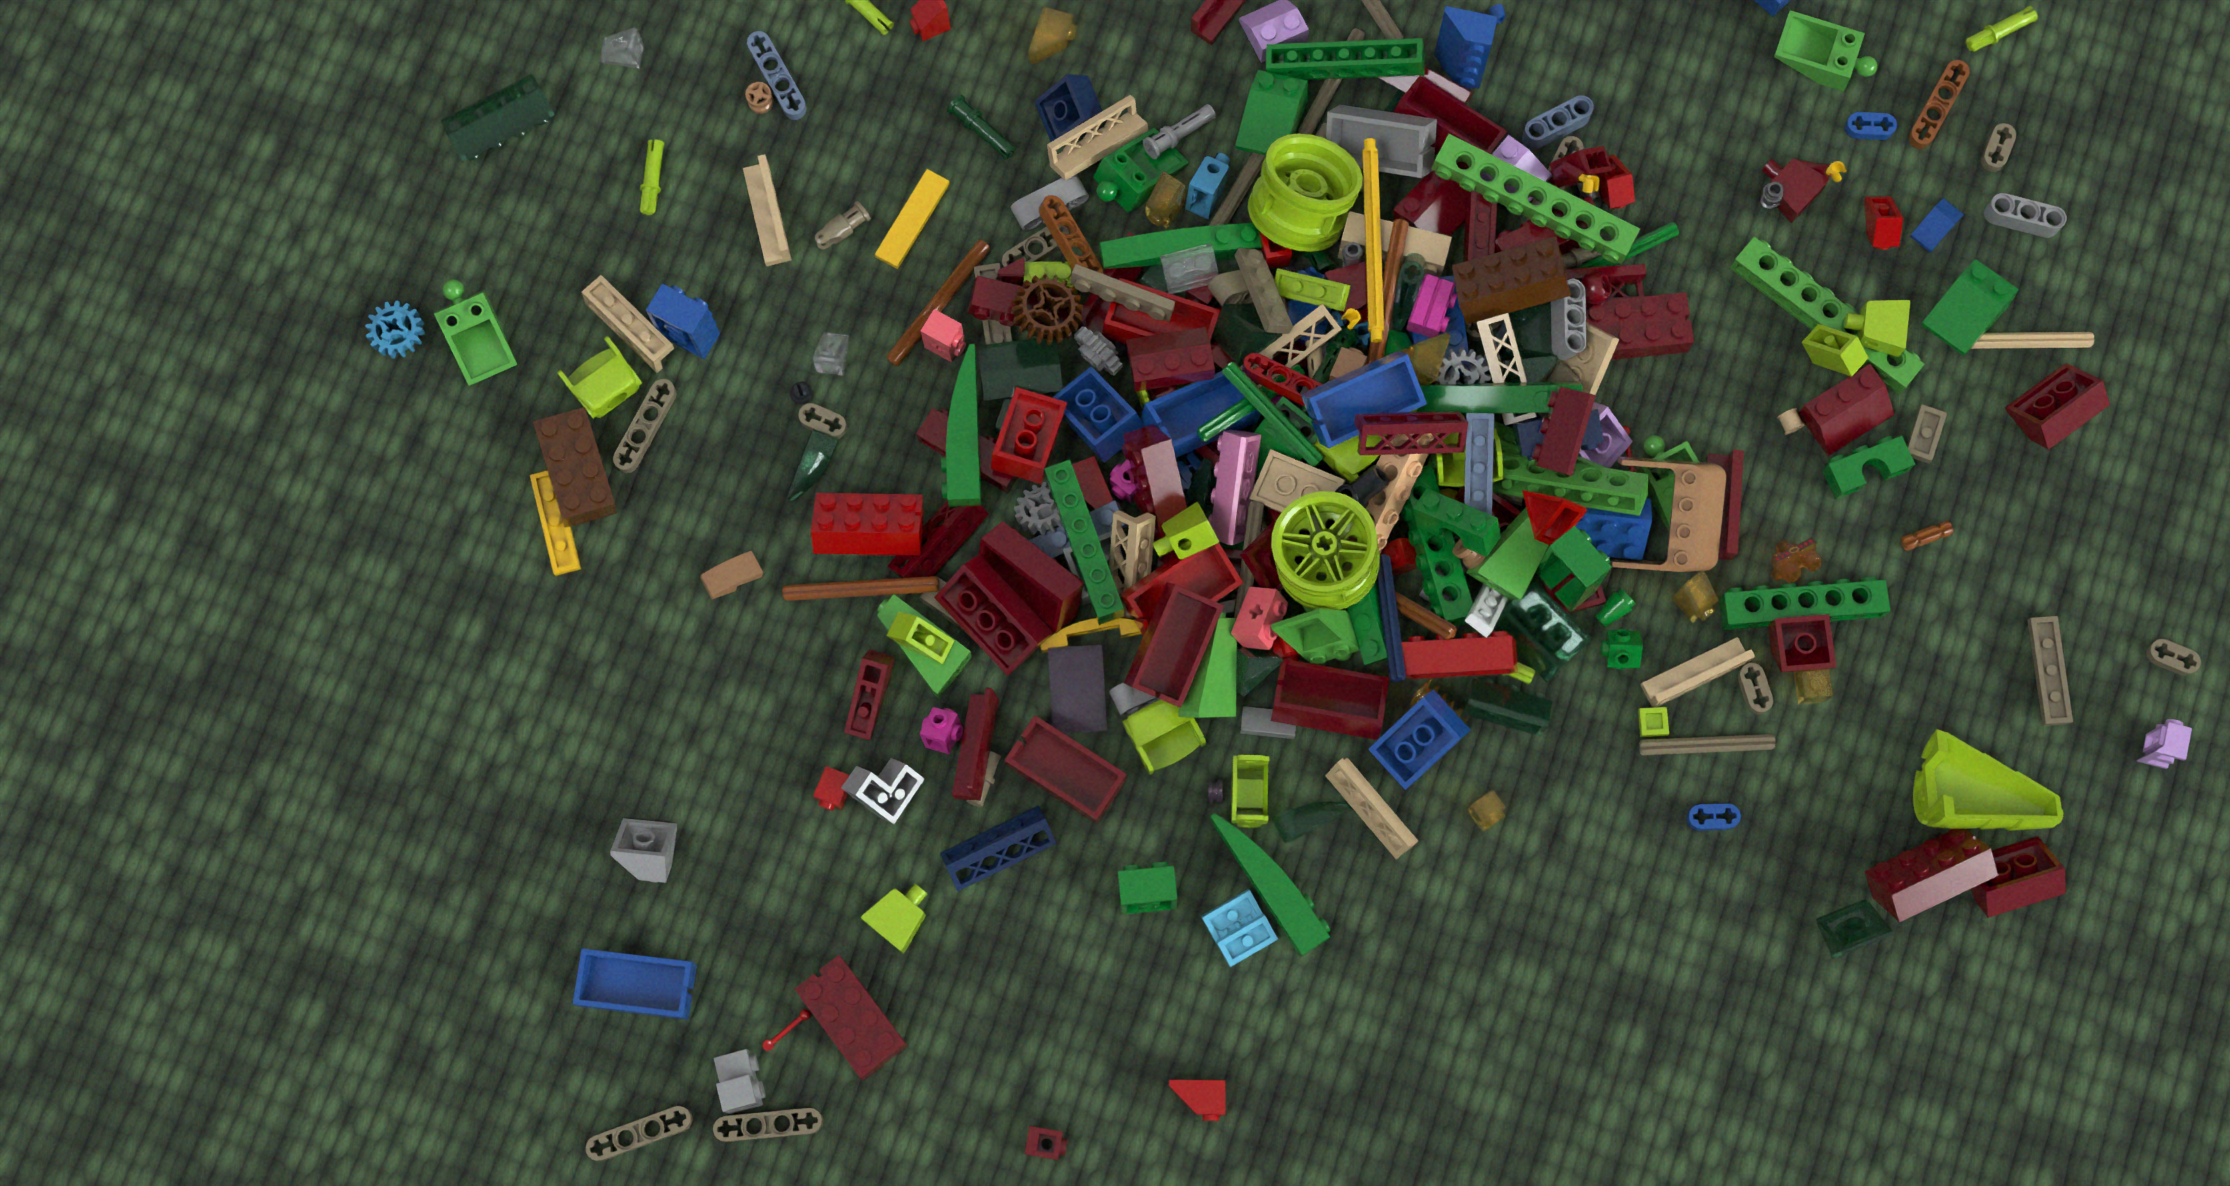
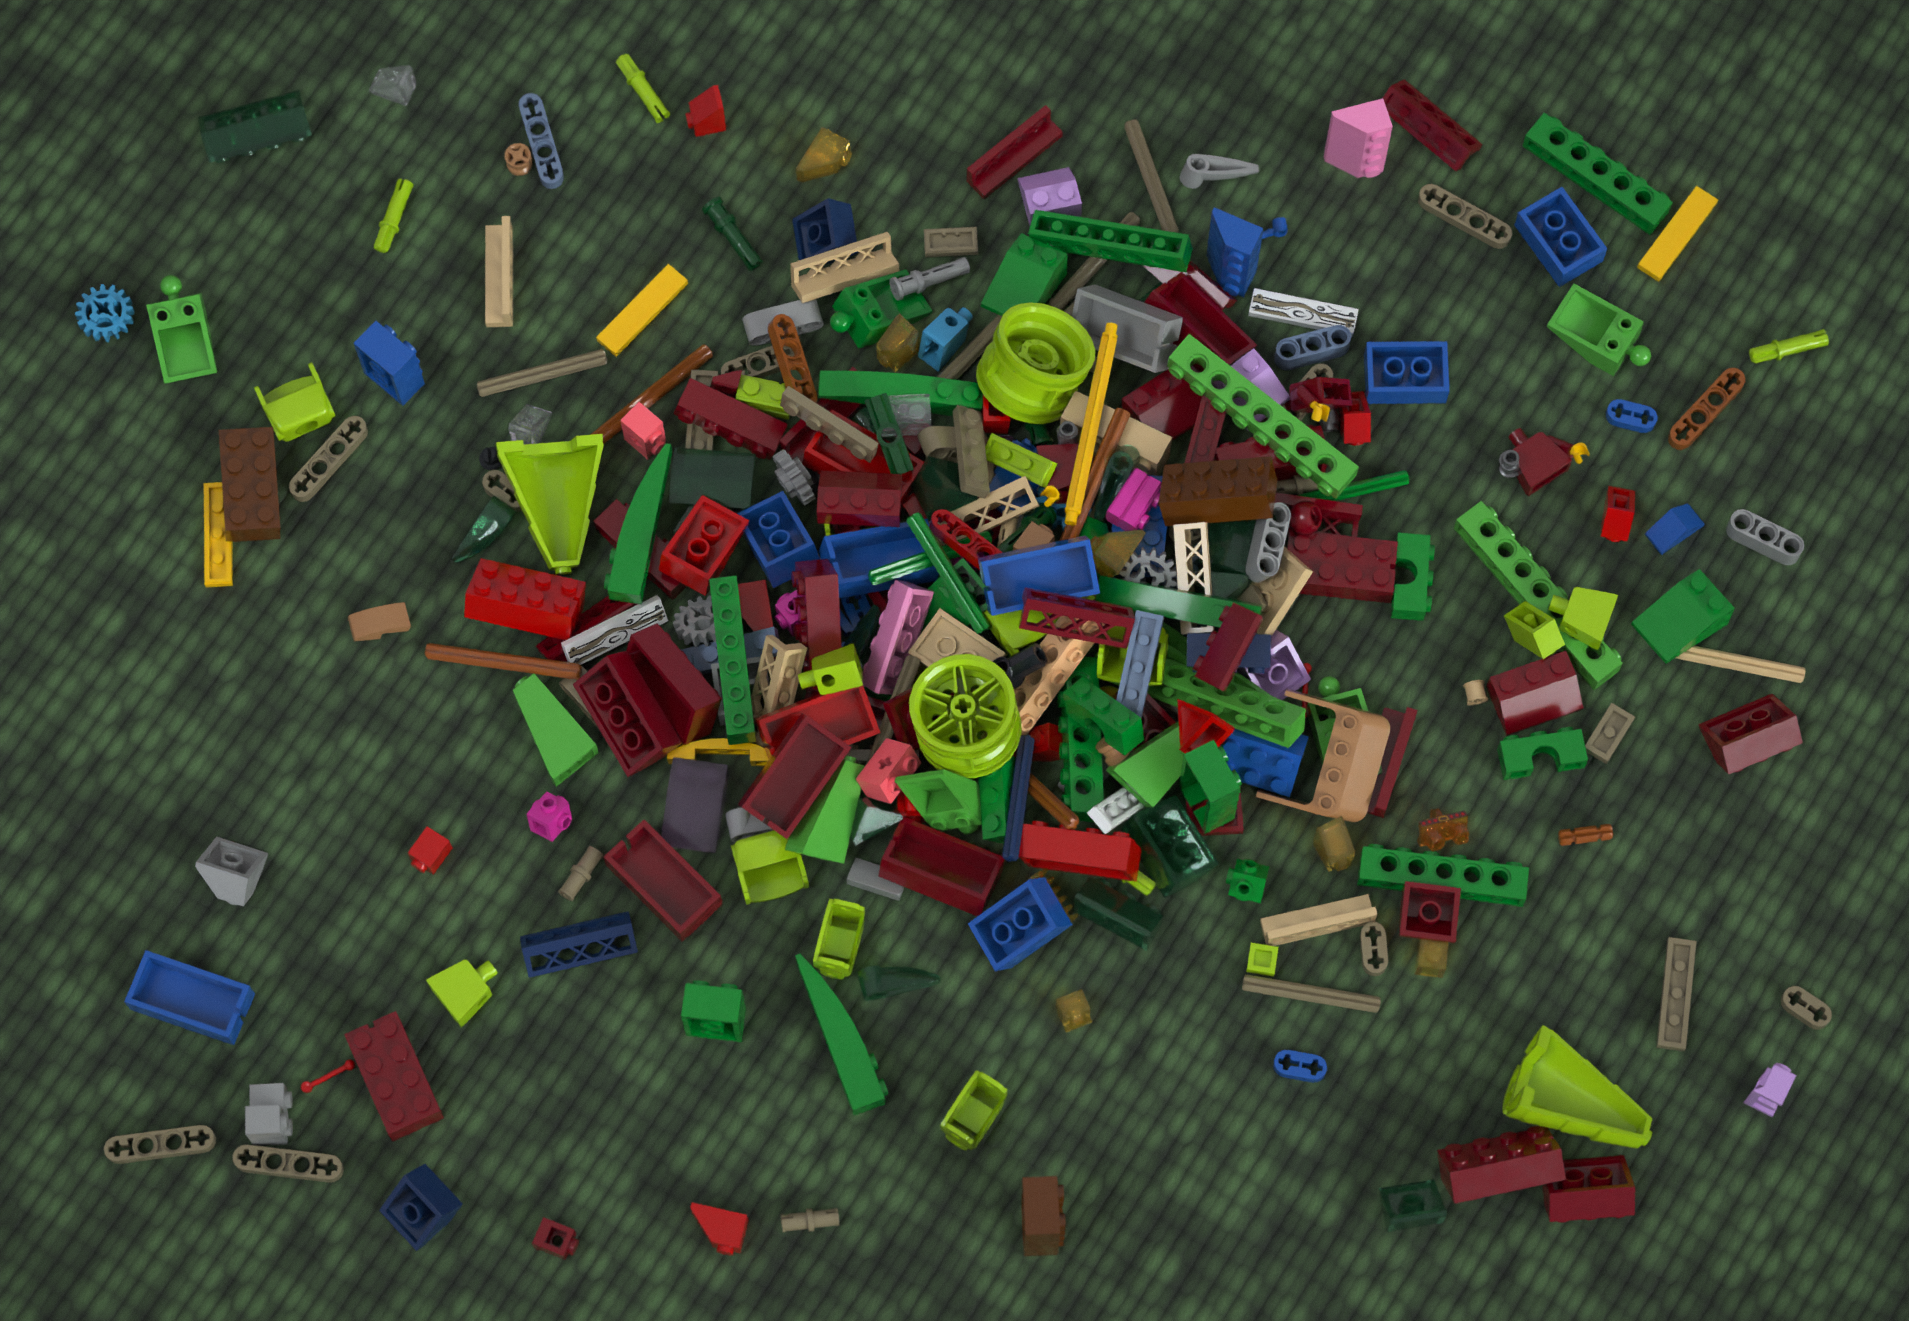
camera: 10 degrees right, 5 degrees down
(627, 322) = (334, 353): tan fence -> none
(830, 299) = (541, 372): none -> dark tan axle
(841, 226) = (569, 303): dark tan piece -> none
(869, 693) = (487, 766): dark red slope -> none
(873, 414) = (555, 493): none -> lime cone
(888, 792) = (479, 866): light grey brick -> none
(907, 1140) = (420, 1206): none -> dark blue slope
(920, 637) = (549, 719): lime slope -> none
(961, 536) = (613, 631): none -> white tile
(975, 746) = (580, 838): dark red panel -> none
(1065, 300) = (770, 420): reddish brown gear -> none
(1174, 275) = (882, 417): none -> dark green piece
(1190, 92) = (950, 242): none -> dark tan plate
(1215, 791) = (807, 934): clear purple bush -> none
(1239, 927) = (799, 1072): medium azure slope -> none
(1284, 1069) = (809, 1220): none -> dark tan pin
(1371, 808) = (958, 983): tan fence -> none
(1419, 931) = (974, 1111): none -> lime piece
(1512, 1022) = (1042, 1215): none -> reddish brown brick
(1536, 90) = (1301, 311): none -> white tile
(1615, 607) = (1252, 839): green cone -> none
(1653, 128) = (1406, 372): none -> blue brick
(1704, 302) = (1411, 599): none -> green arch
(2003, 149) = (1751, 461): dark tan beam -> none

